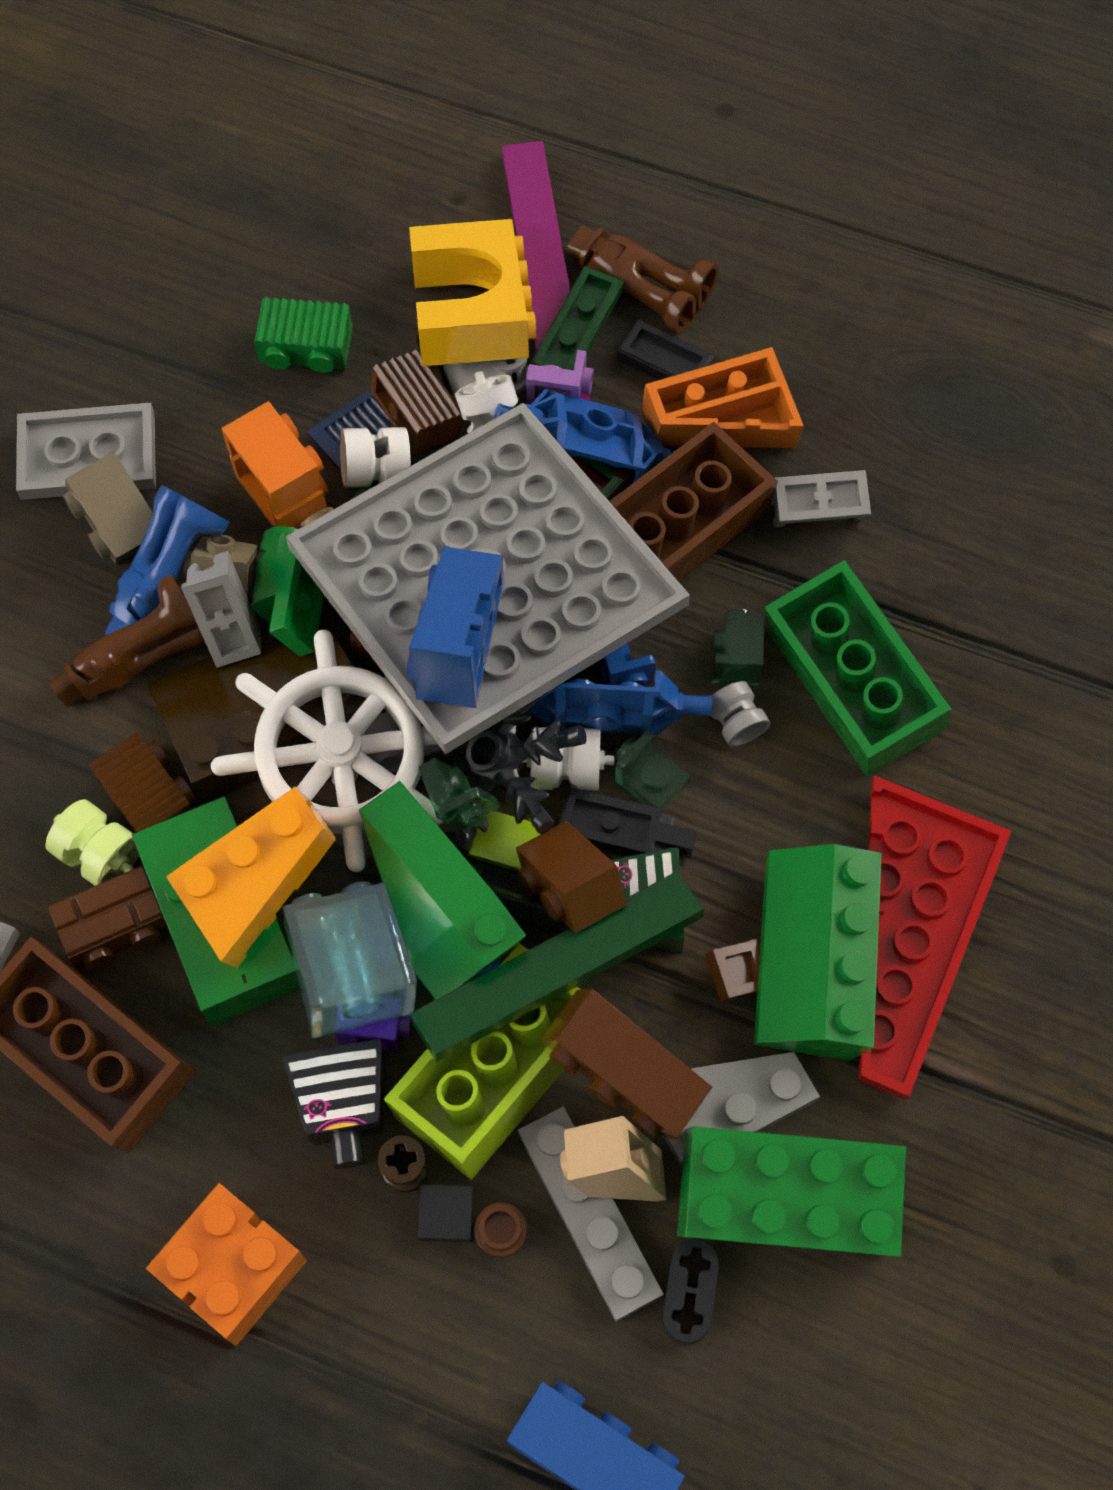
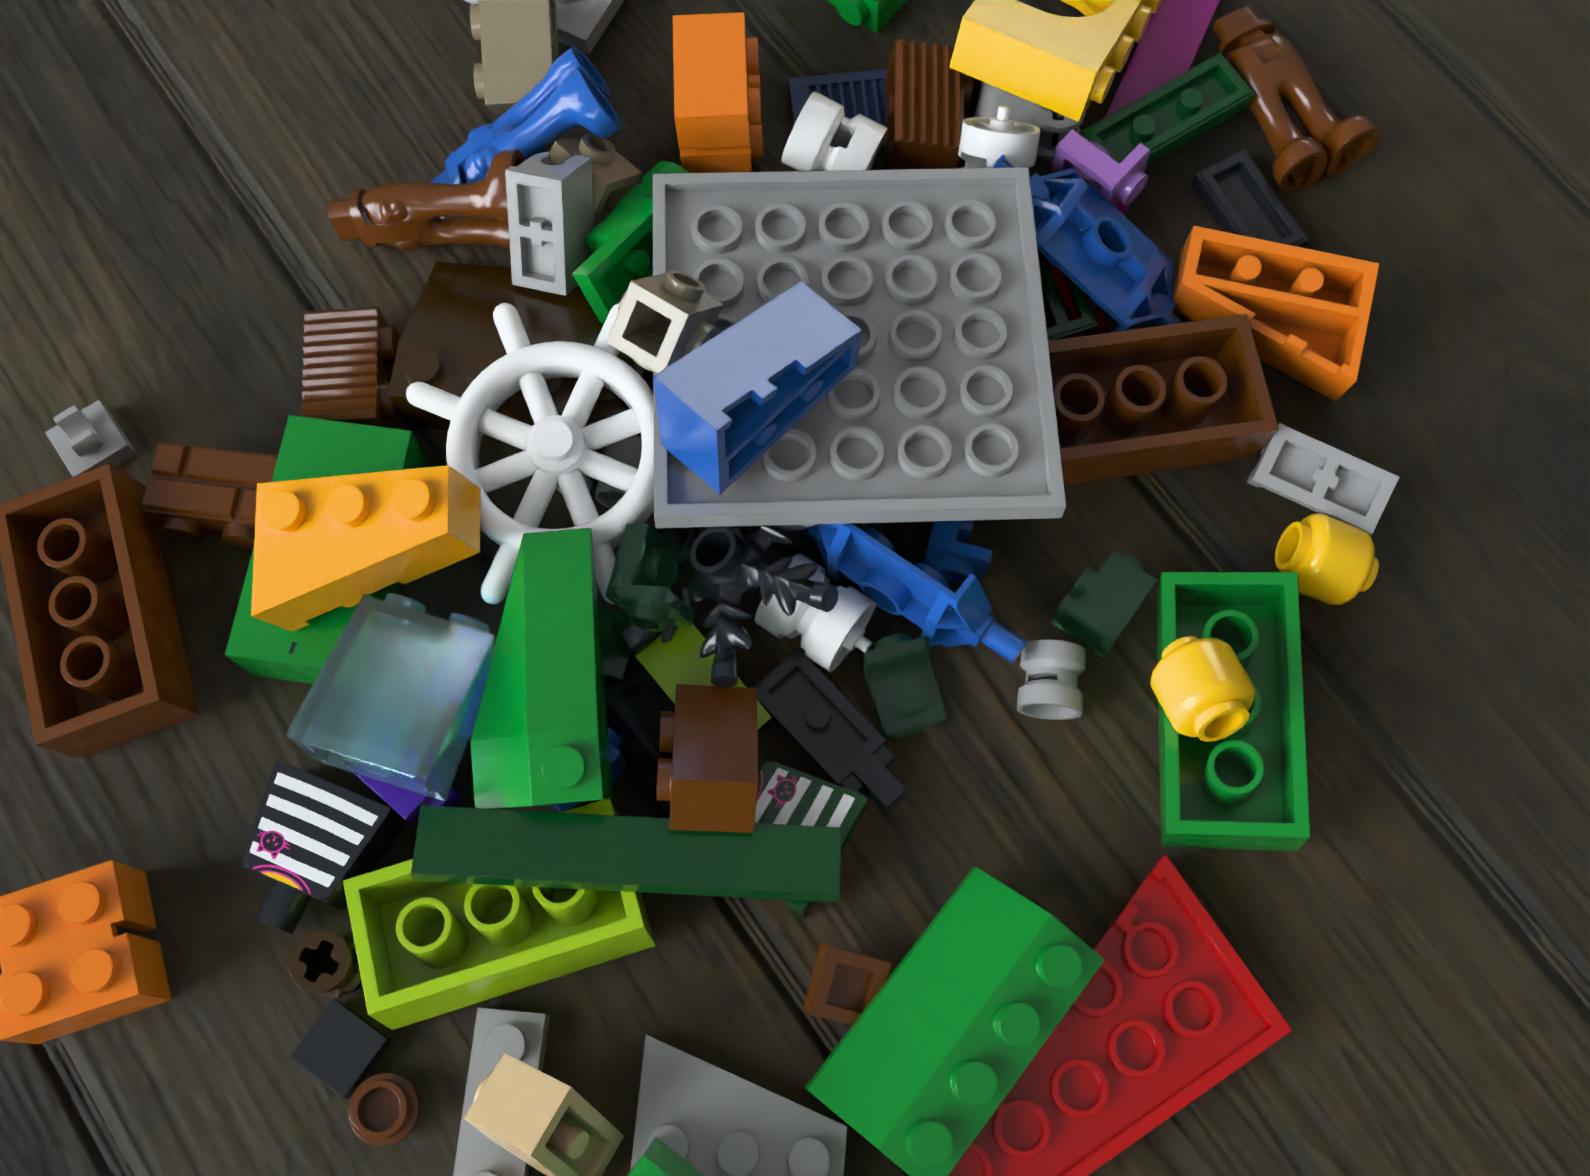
camera: 35 degrees right, 5 degrees up
(86, 840) = (255, 396): yellowish green wheel -> none
(372, 636) = (664, 319): none -> dark tan brick
(625, 1065) = (621, 1025): reddish brown brick -> none
(836, 658) = (1203, 688): none -> yellow head
(855, 540) = (1330, 558): none -> yellow head

